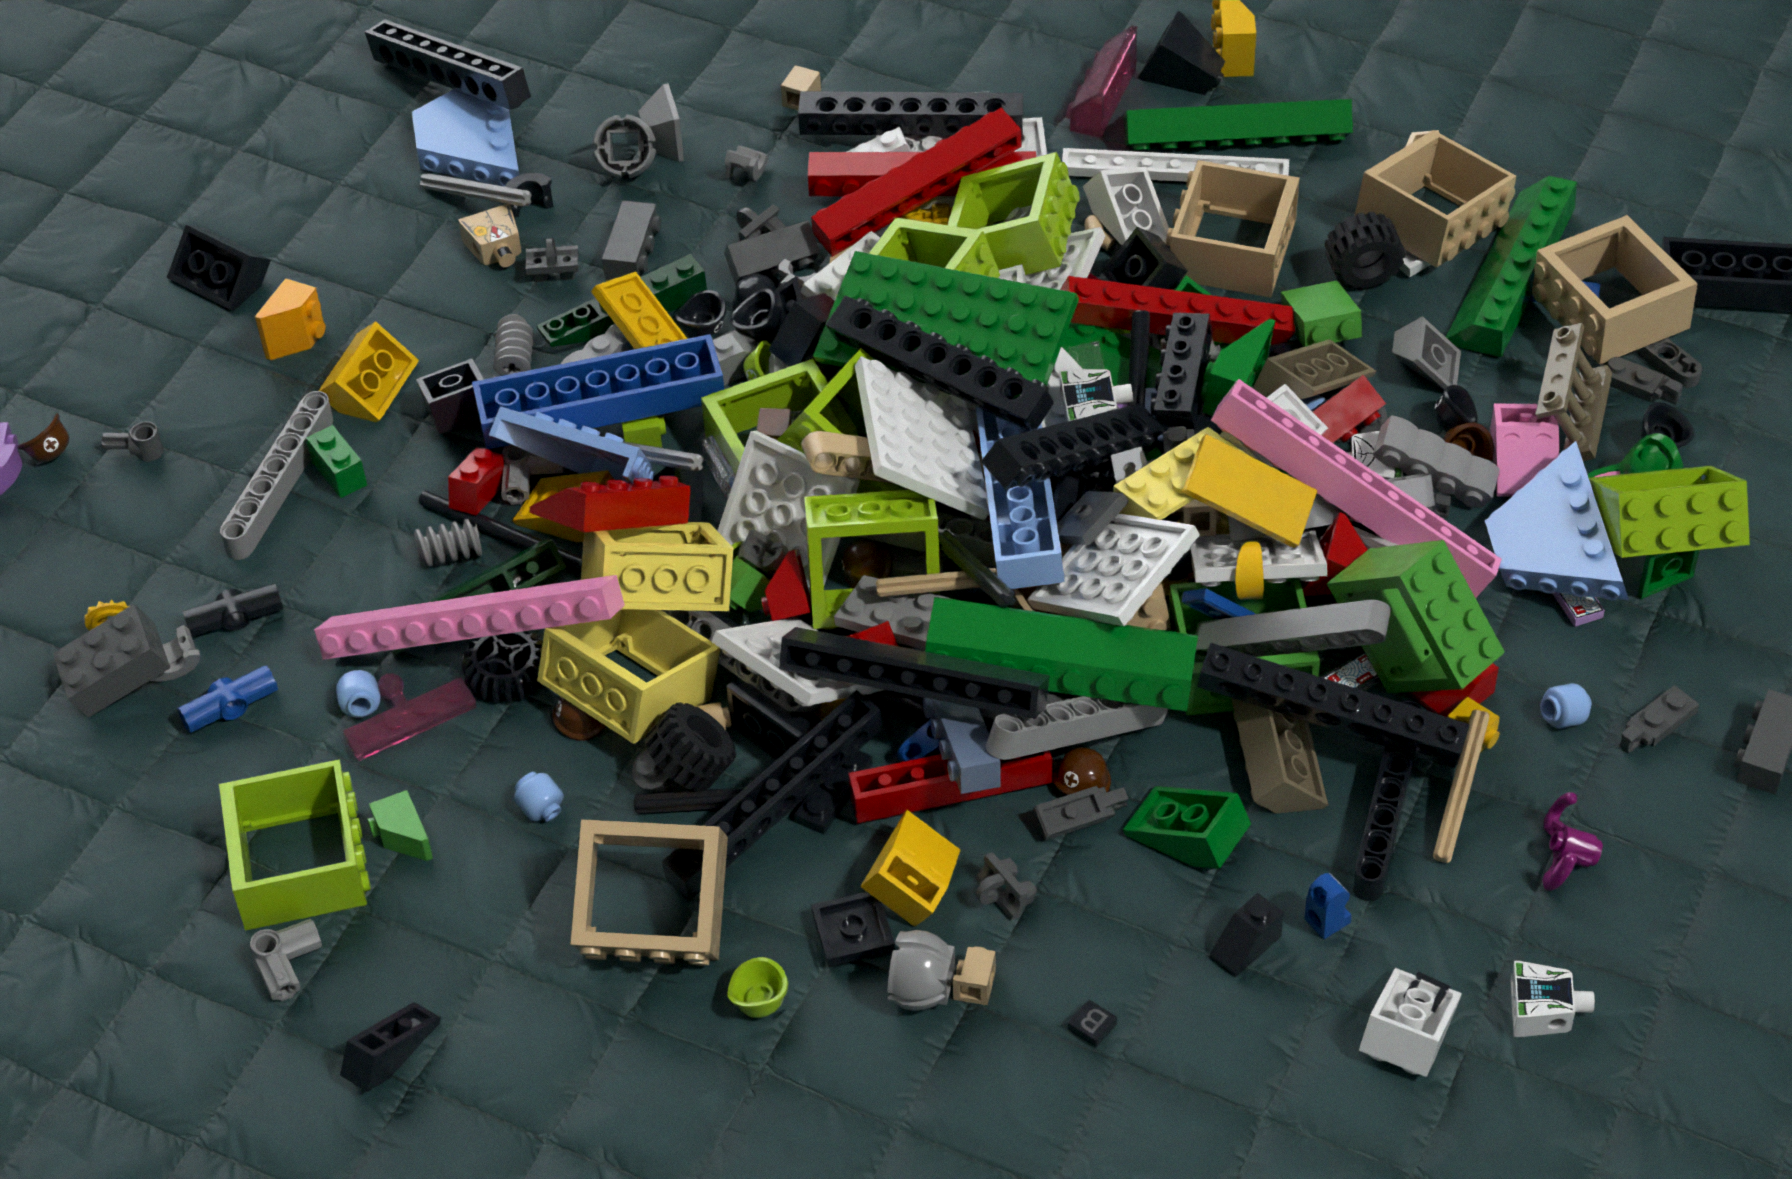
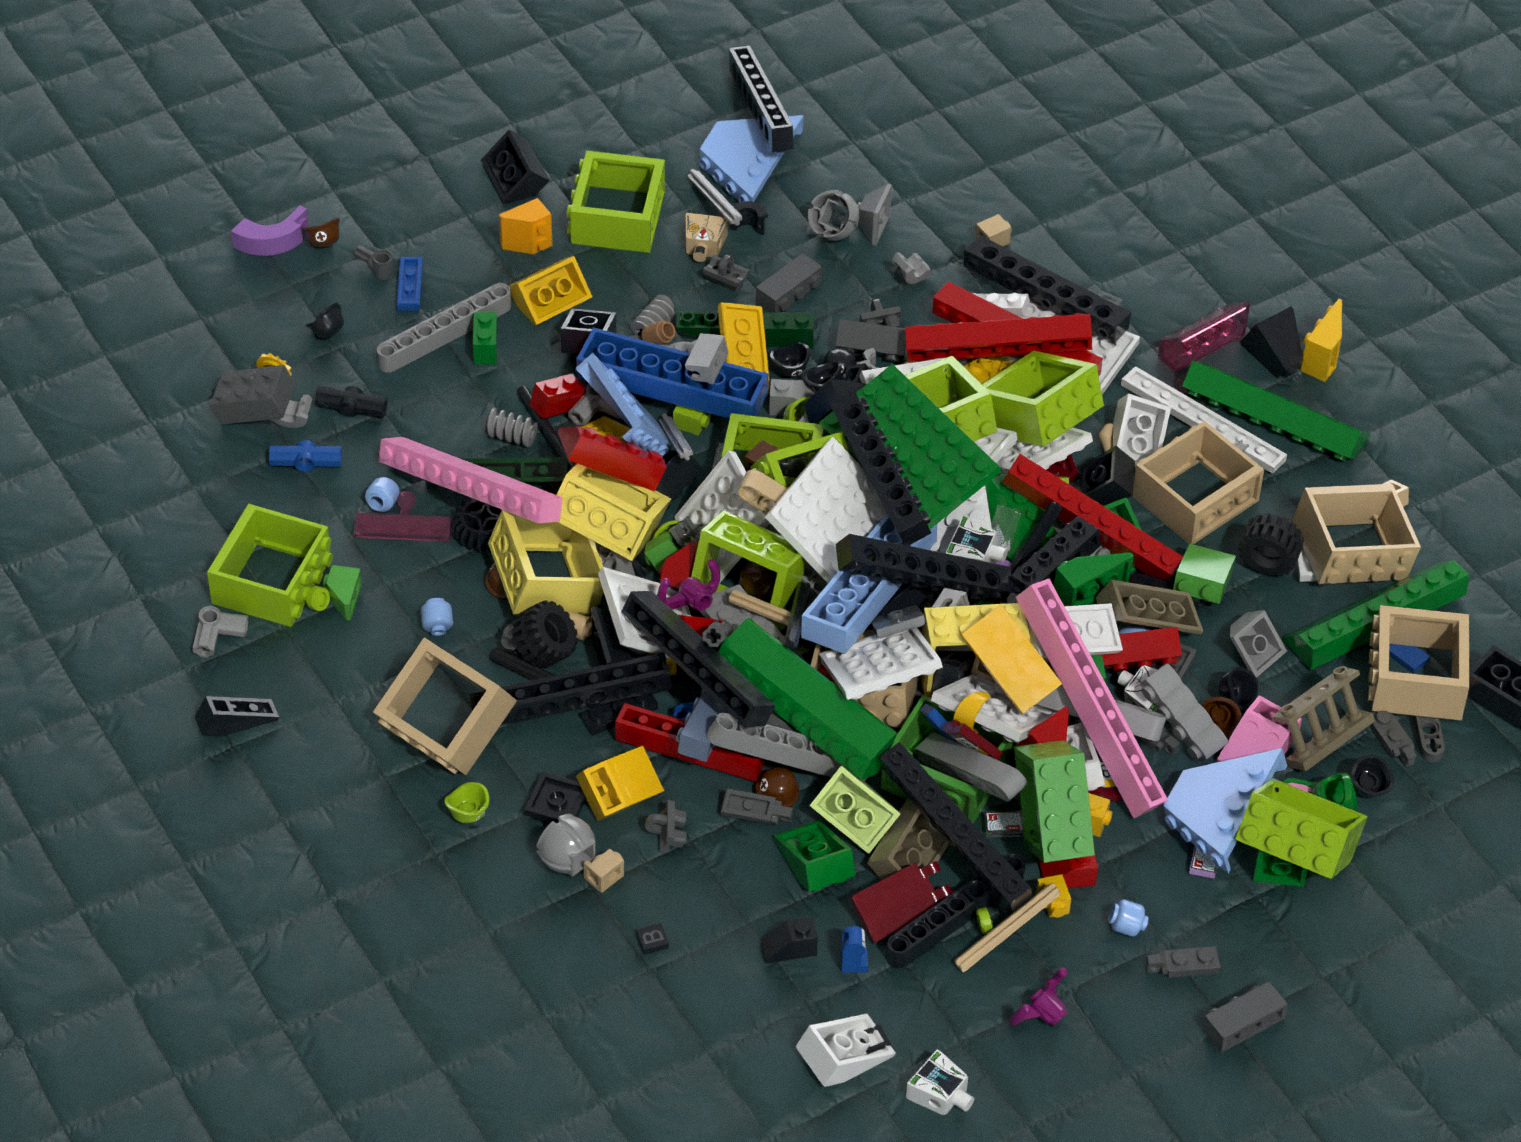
camera: 30 degrees right, 0 degrees up
(137, 536) = (328, 322): none -> black helmet
(193, 448) = (409, 284): none -> blue tile
(378, 852) = (318, 598): none -> lime tile
(379, 276) = (613, 227): none -> lime window
(540, 354) = (659, 333): none -> medium nougat brick
(633, 348) = (707, 357): none -> light grey hinge
(829, 605) = (692, 590): none -> magenta piece
(910, 633) = (717, 633): none -> dark grey piece
(1195, 749) = (855, 809): none -> yellowish green slope
(1268, 600) = (970, 739): none -> dark red slope
(1323, 821) = (897, 900): none -> dark red tile
(1426, 793) = (984, 920): none -> lime tile

